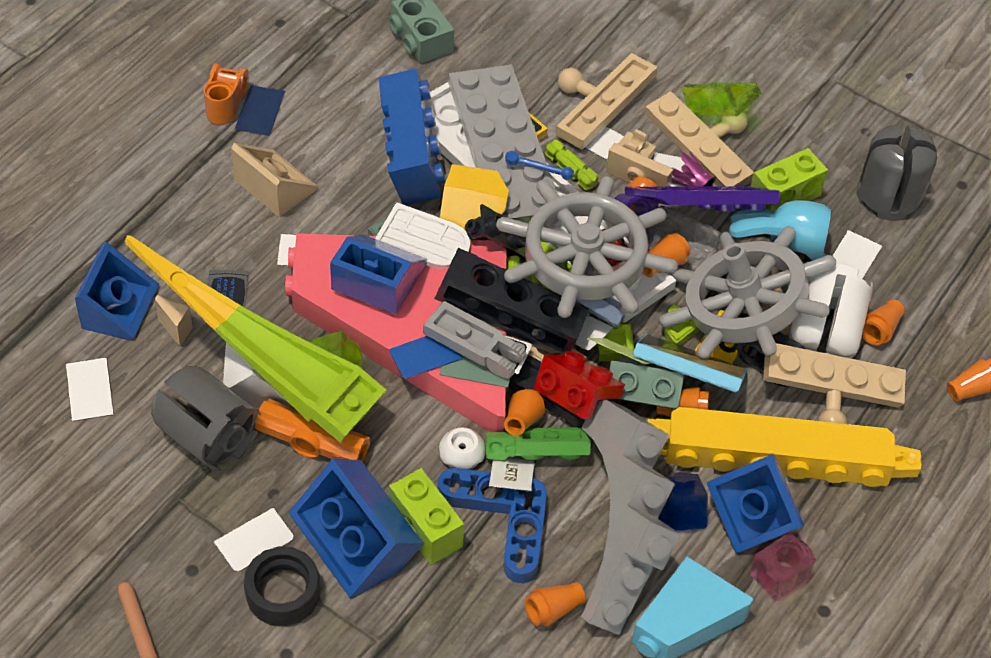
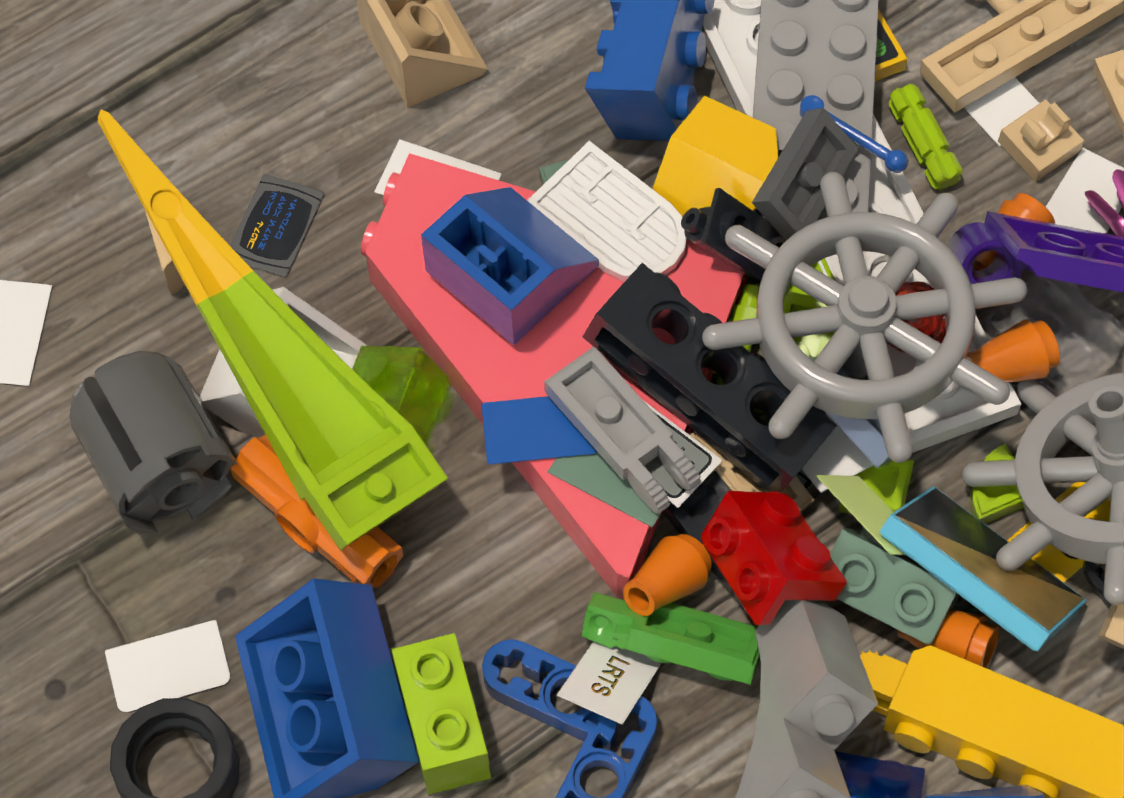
camera: 25 degrees right, 10 degrees up
(114, 295) = (81, 189): blue slope -> none
(462, 458) = (550, 626): white plate -> none
(521, 192) = (792, 189): none -> dark grey plate
(630, 164) = (1033, 173): tan plate -> none

